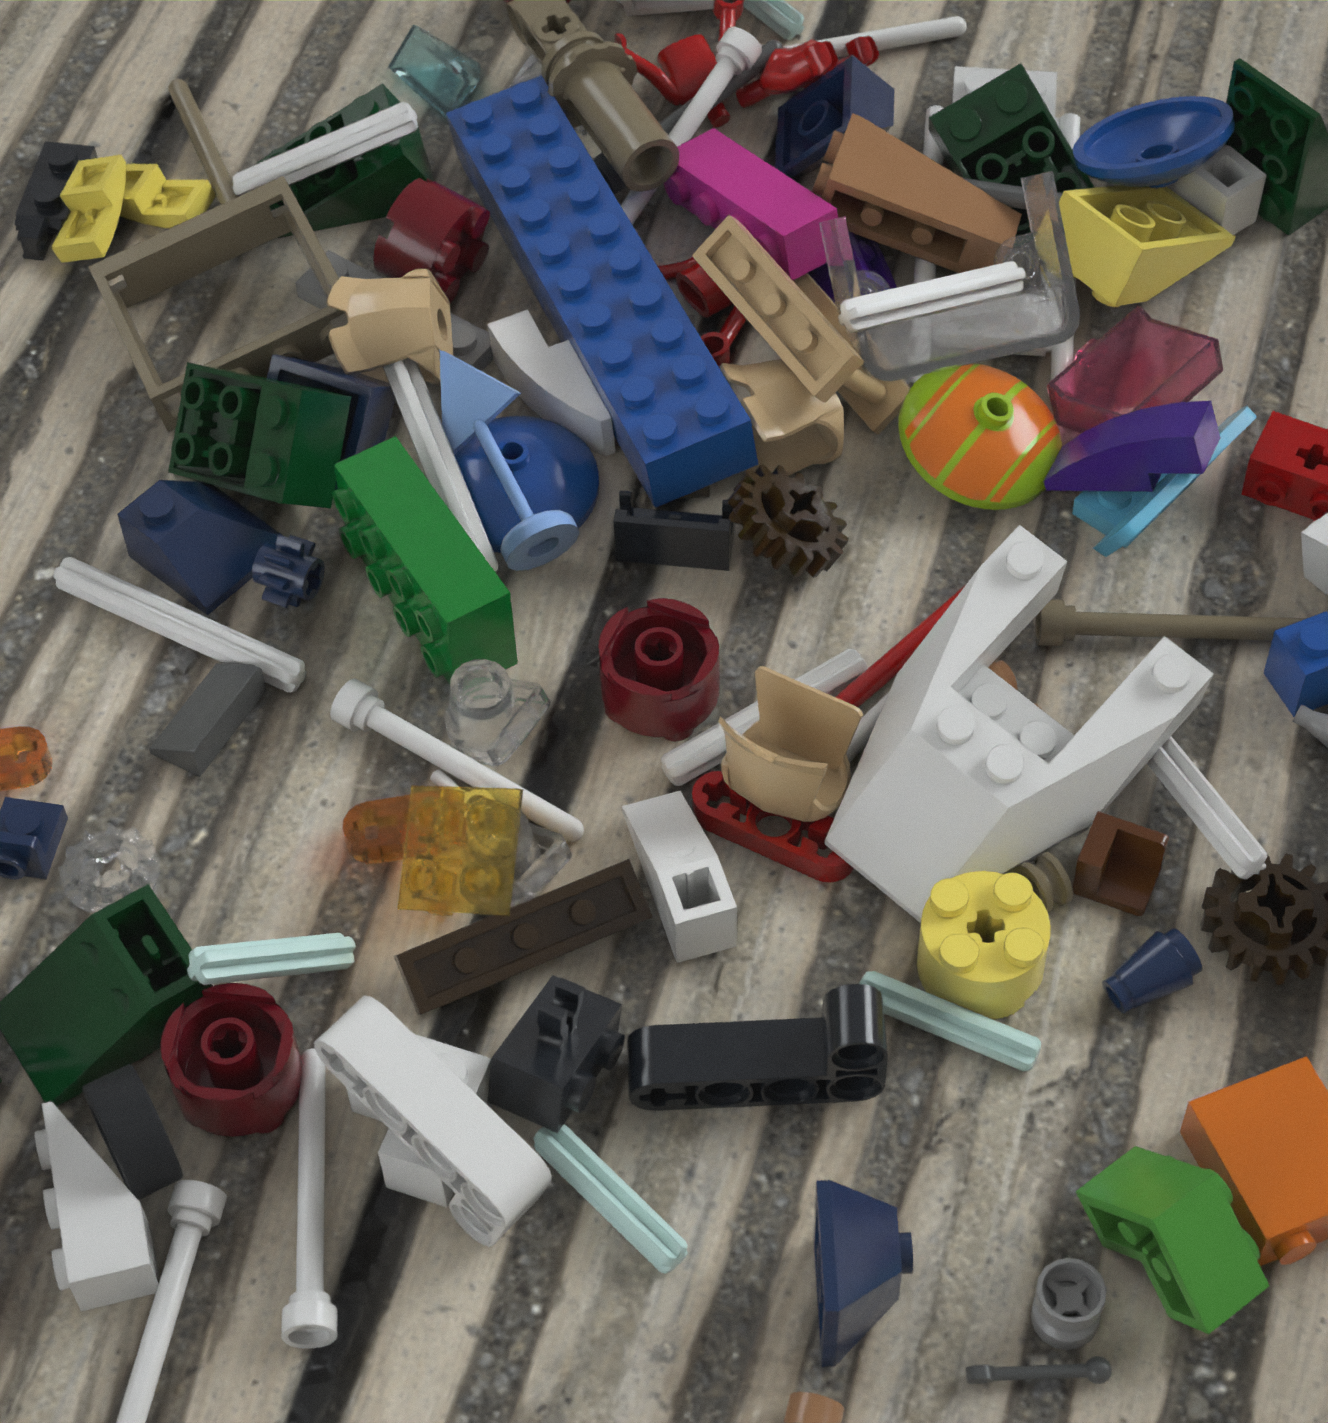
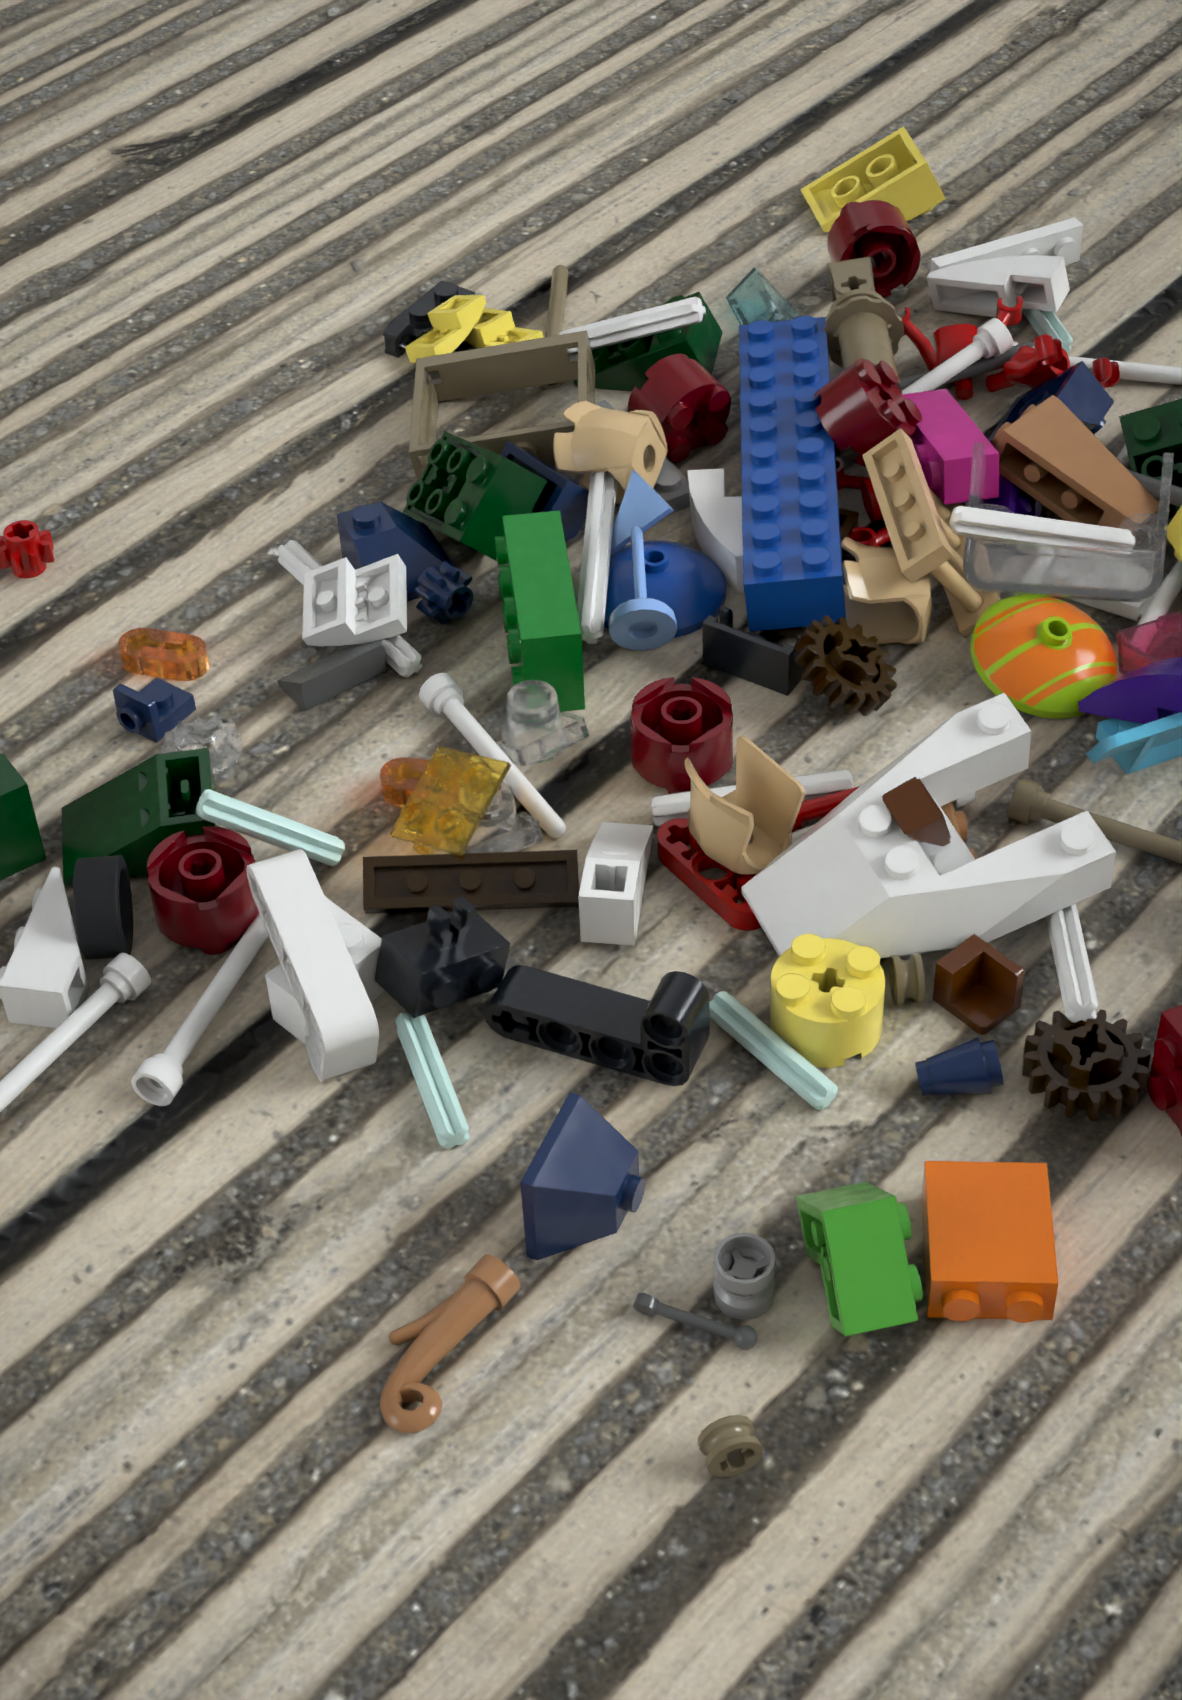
camera: 25 degrees right, 10 degrees down
(195, 621) = (354, 605): none -> white slope
(661, 193) = (865, 407): none -> dark red brick
(993, 698) = (917, 813): none -> reddish brown slope

